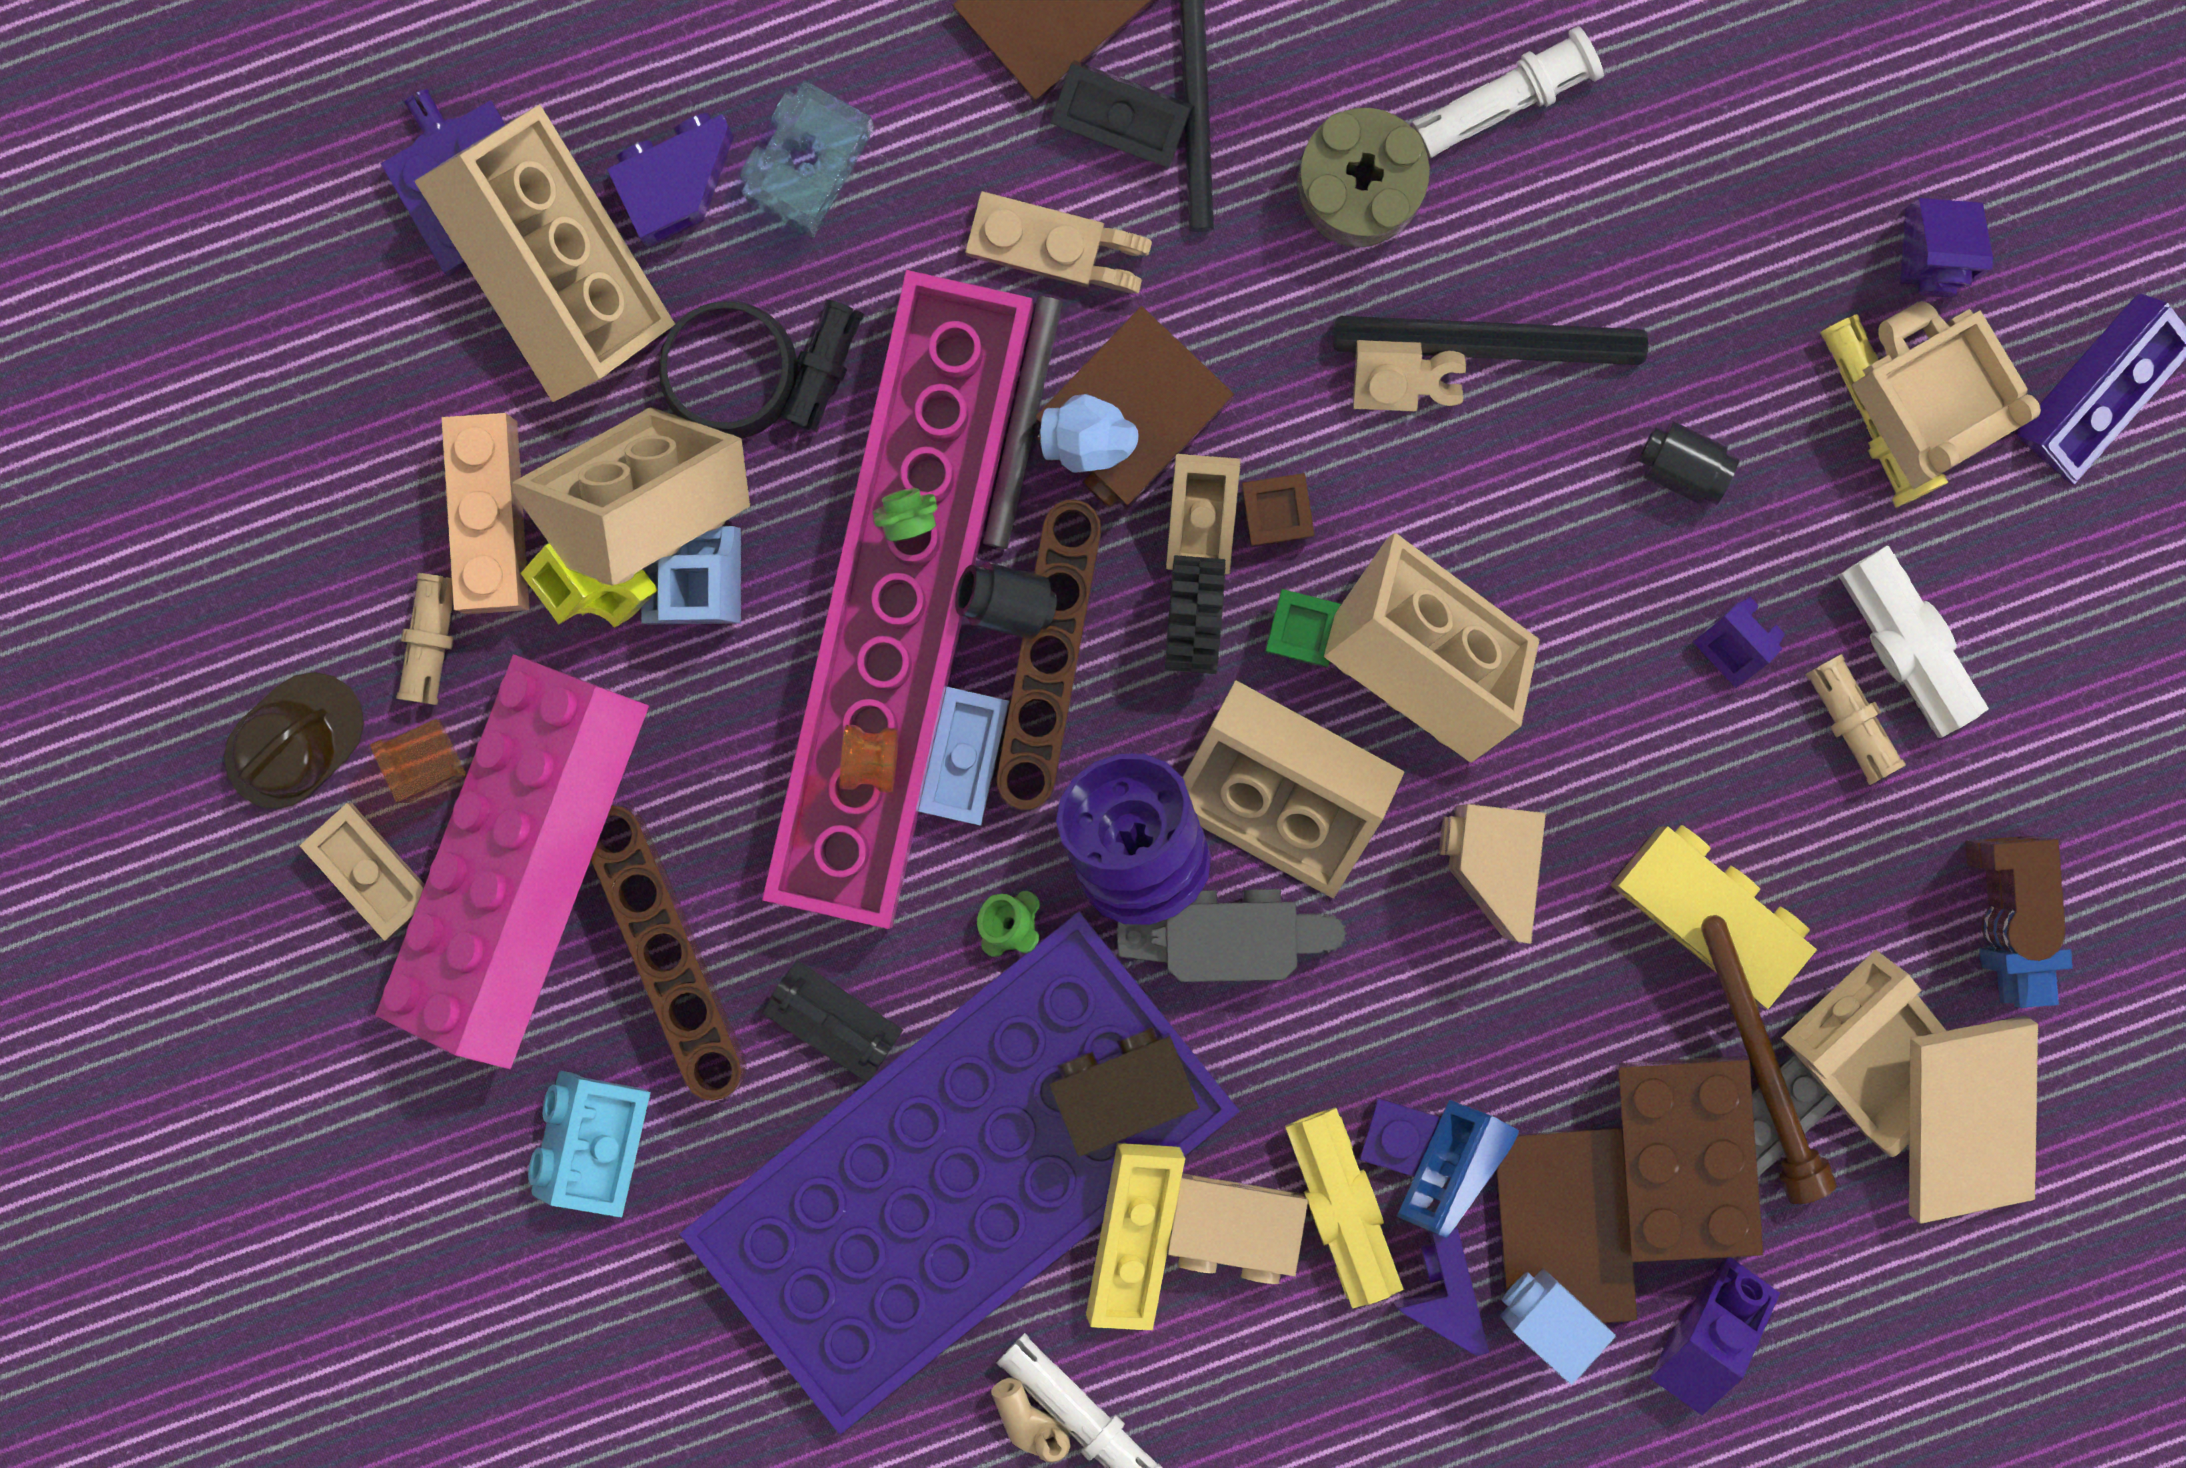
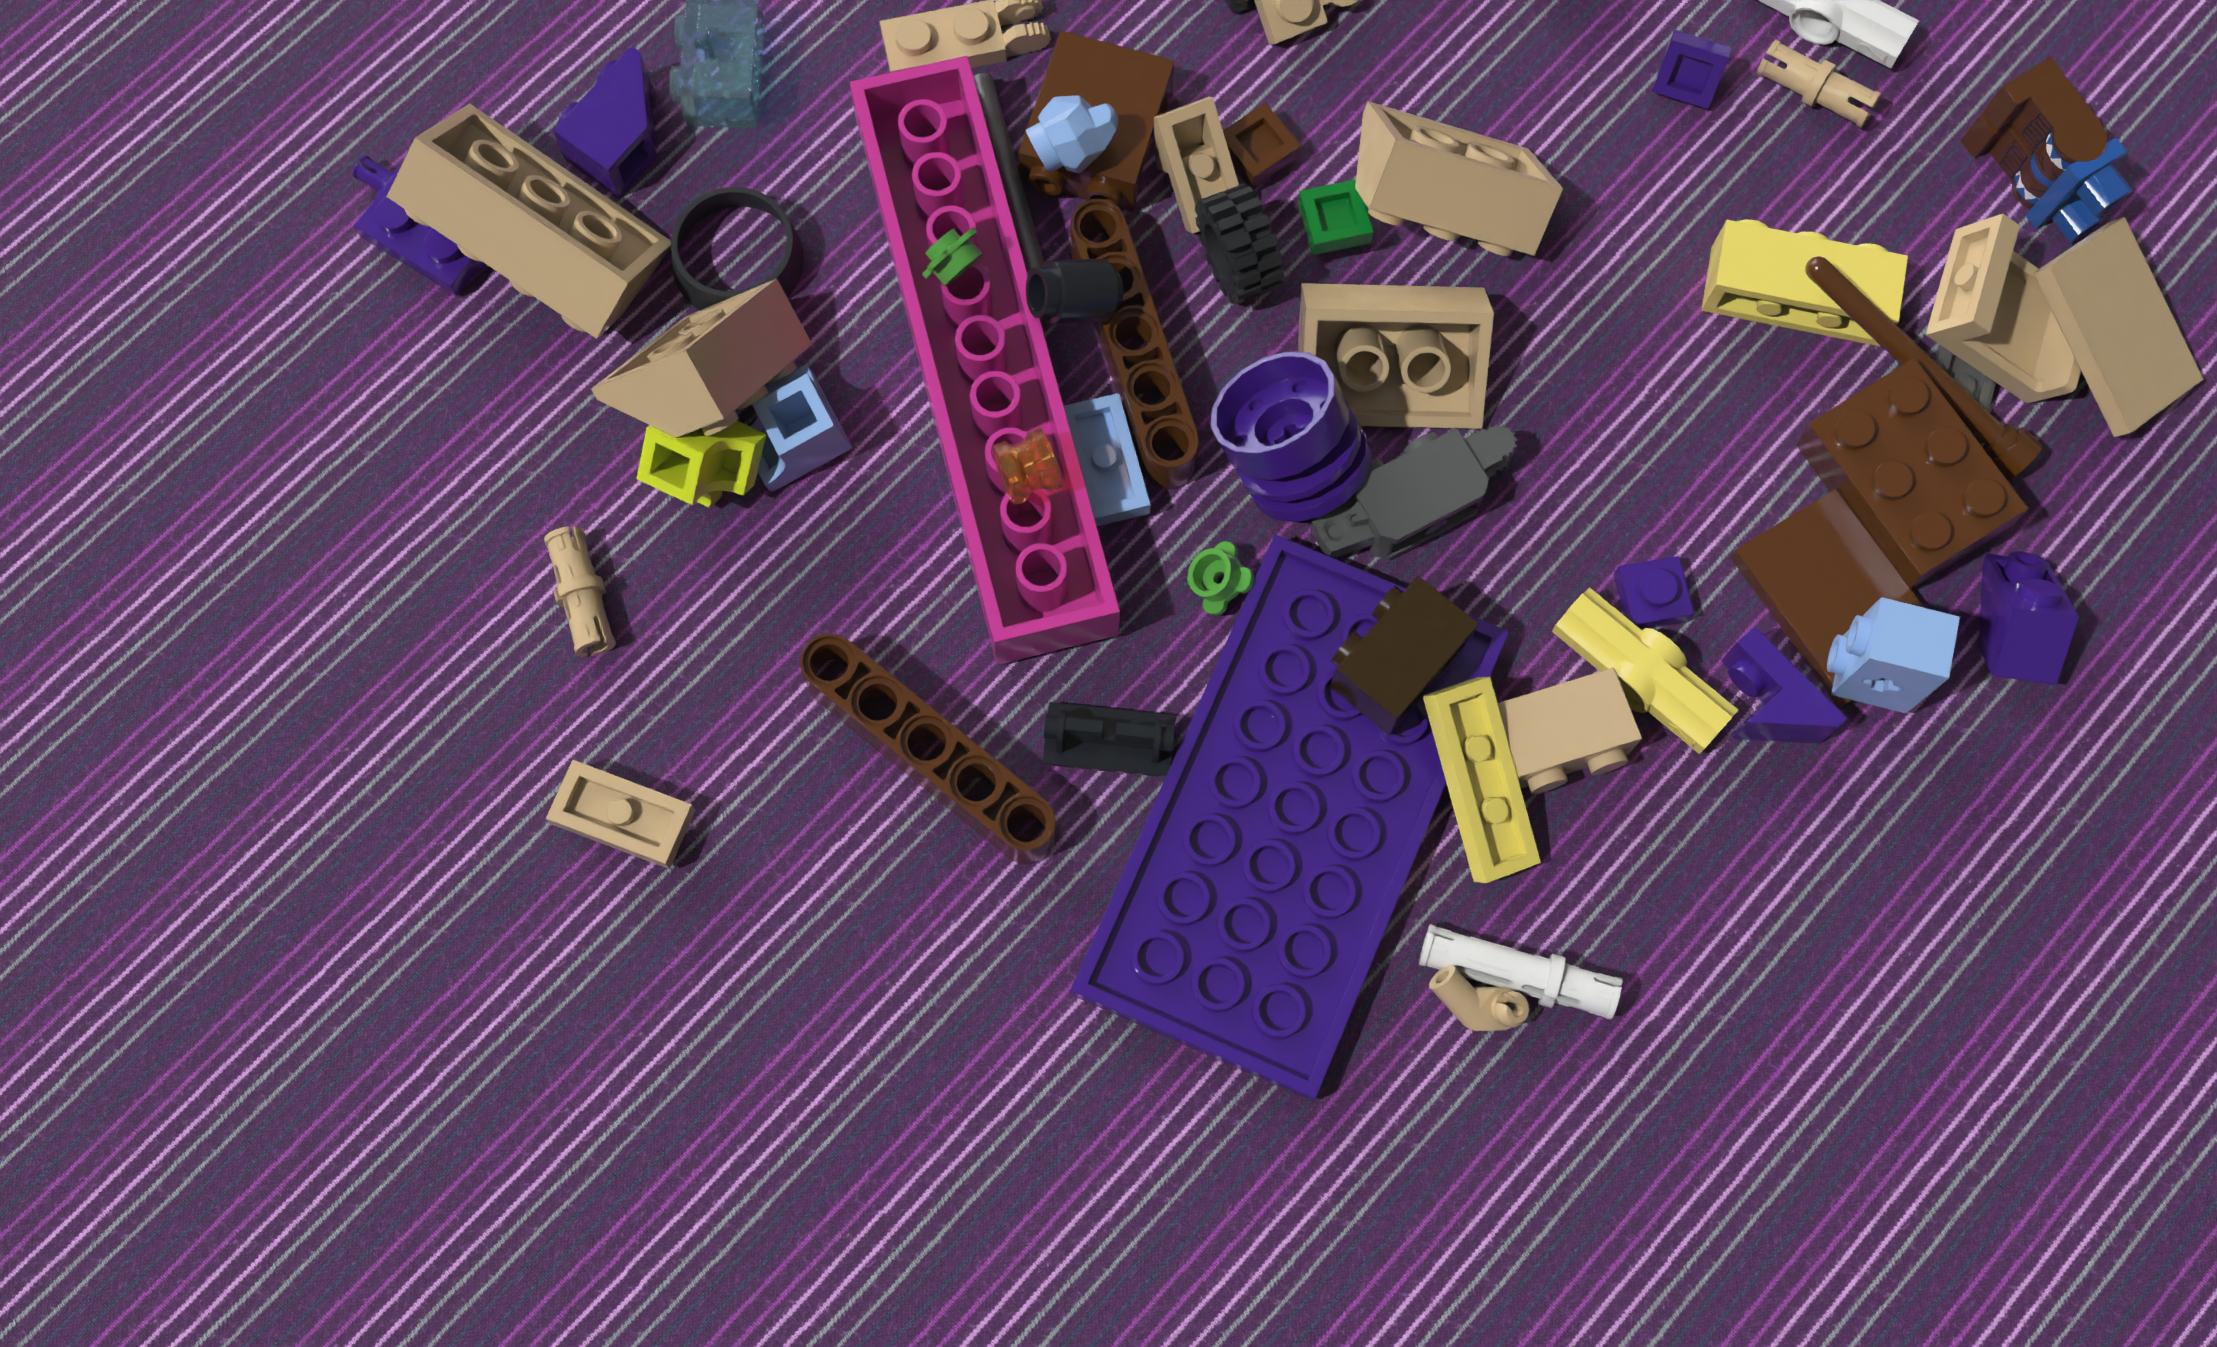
camera: 30 degrees left, 15 degrees down
(293, 740) = (497, 741): dark brown piece -> none
(418, 762) = (624, 697): clear orange panel -> none
(484, 513) = (582, 457): light nougat brick -> none
(511, 862) = (749, 728): dark pink brick -> none
(588, 1144) = (944, 954): medium azure bracket -> none
(821, 365) = (816, 213): black pin -> none
(1468, 1151) = (1700, 557): blue slope -> none
(1497, 863) = (1608, 315): tan slope -> none

